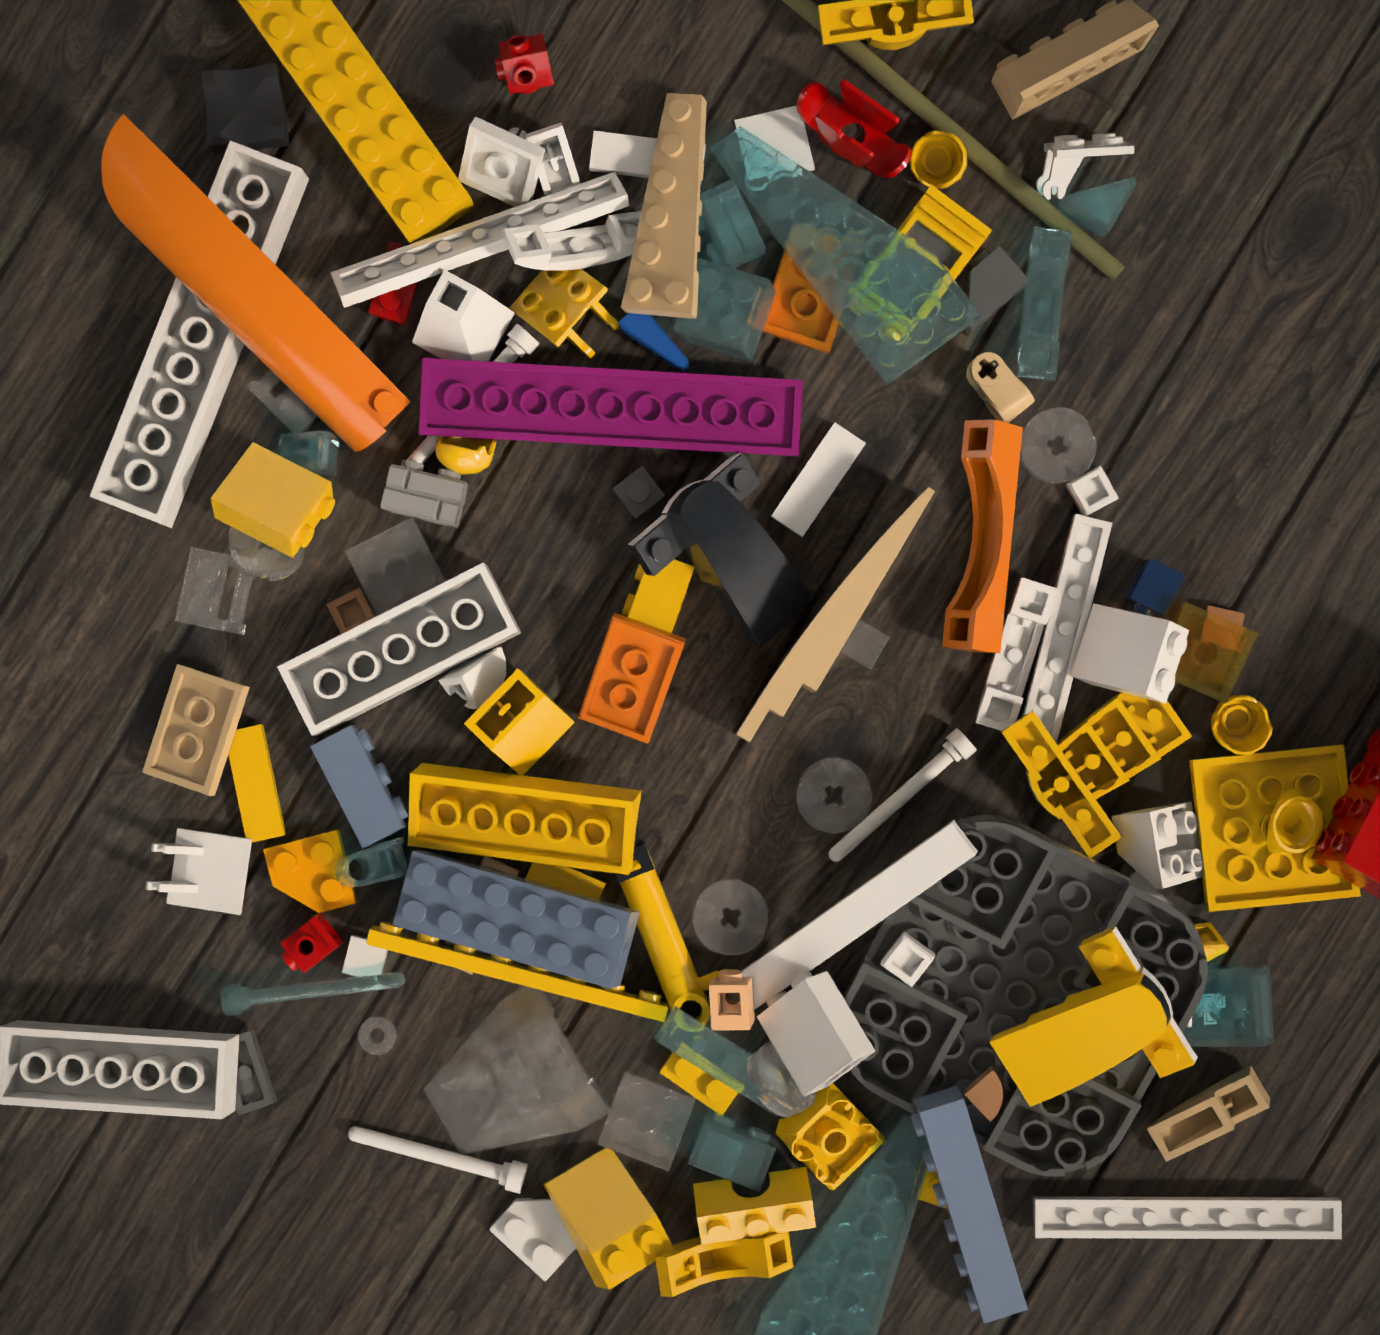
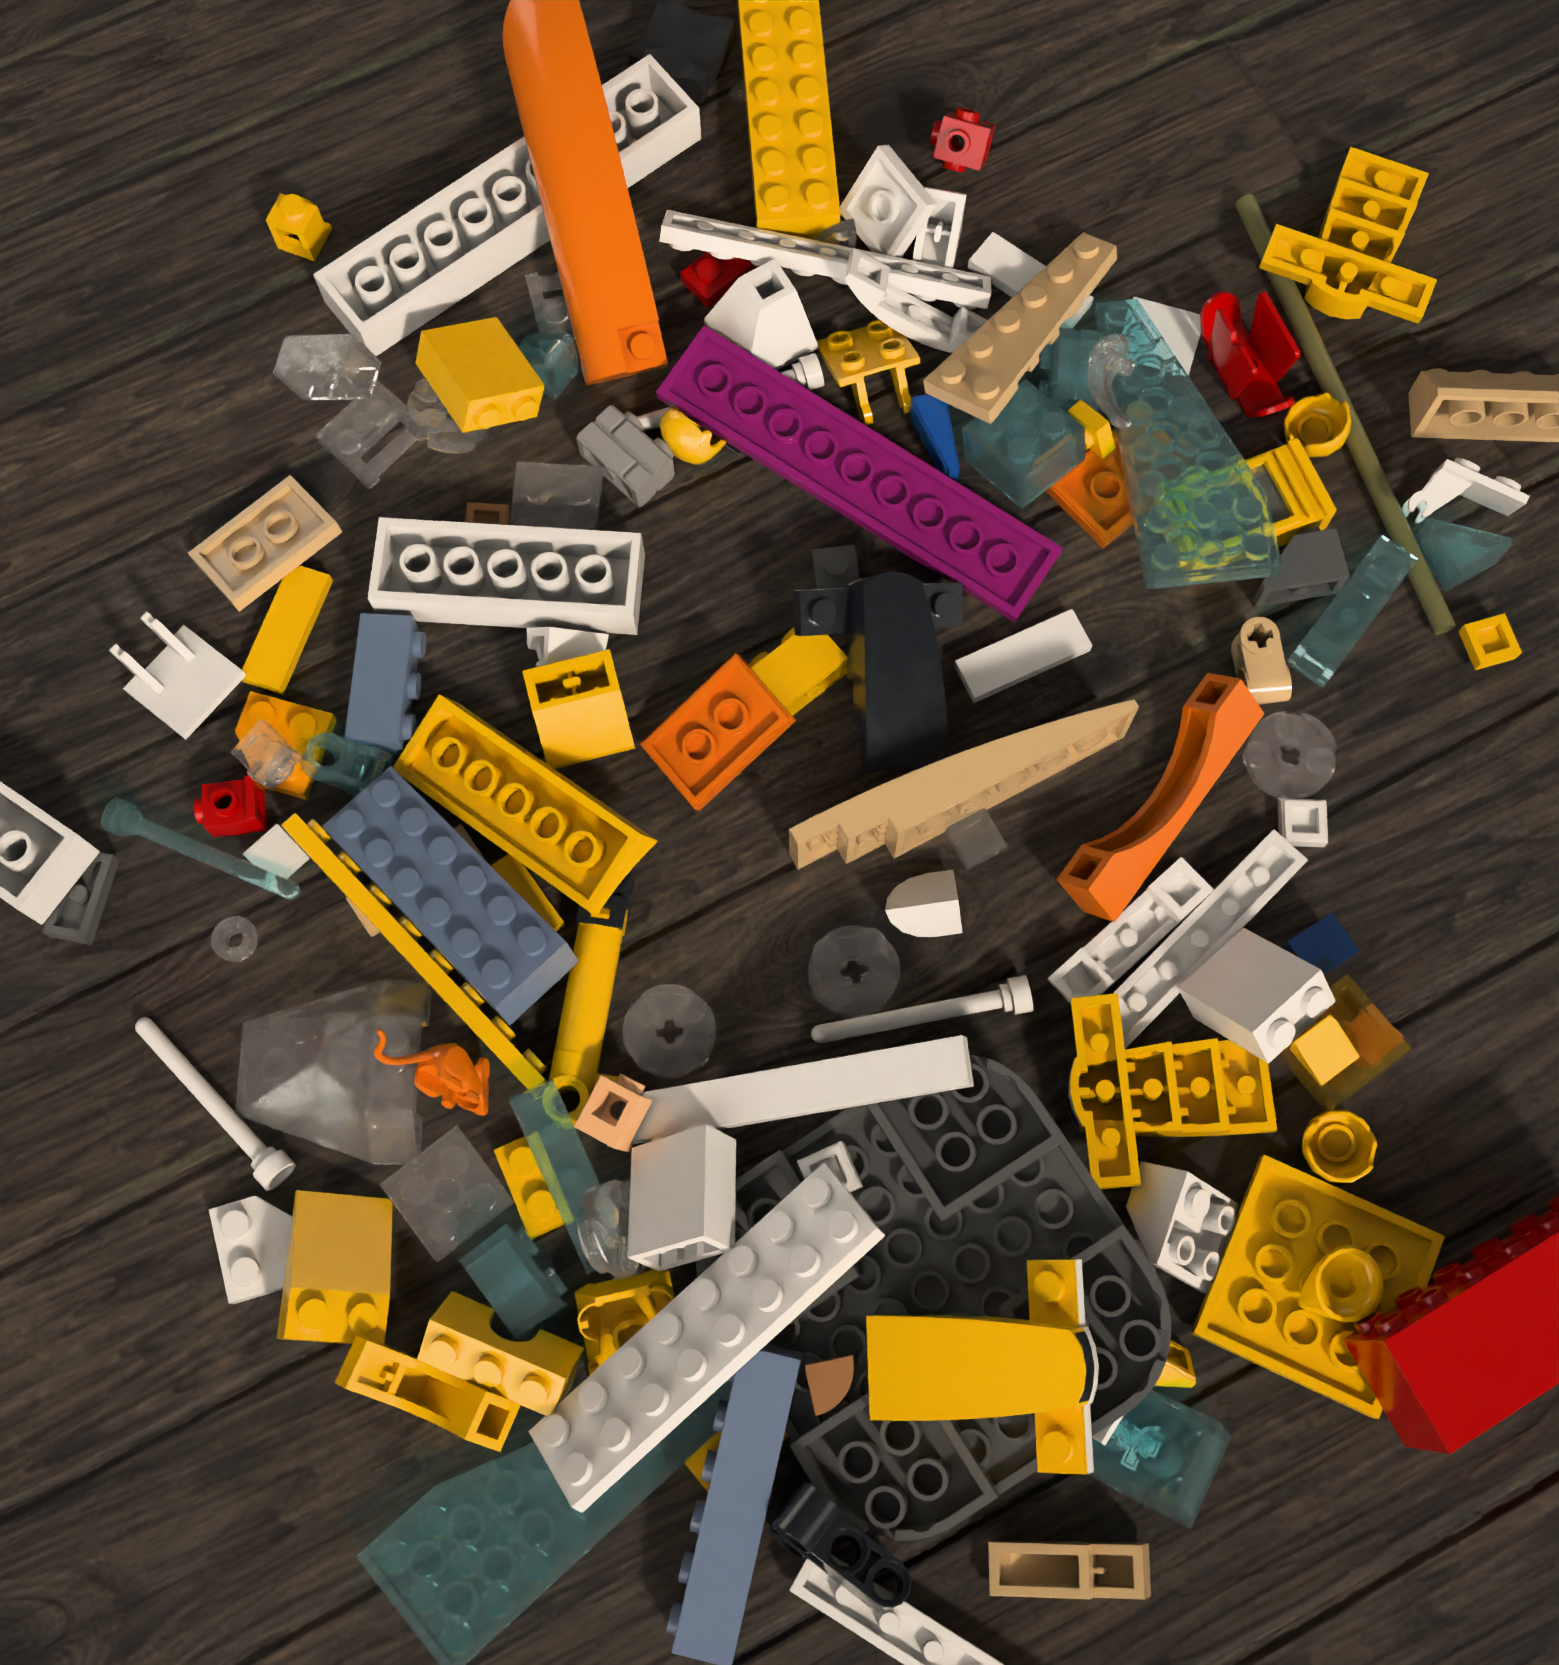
camera: 30 degrees right, 15 degrees down
(40, 451) = (300, 217): none -> yellow brick
(149, 562) = (327, 367): none -> clear brick
(313, 894) = (266, 755): none -> clear bracket
(477, 209) = (840, 234): none -> clear tile
(596, 1042) = (446, 1072): none -> orange animal
(752, 209) = (1104, 362): none -> clear piece
(770, 268) = (1097, 429): none -> yellow plate
(857, 716) = (926, 905): none -> white brick
(890, 1117) = (704, 1336): none -> white plate
(1032, 1191) = (808, 1530): none -> black piece
(1157, 266) = (1490, 641): none -> yellow plate
(1199, 670) = (1324, 1050): none -> yellow slope

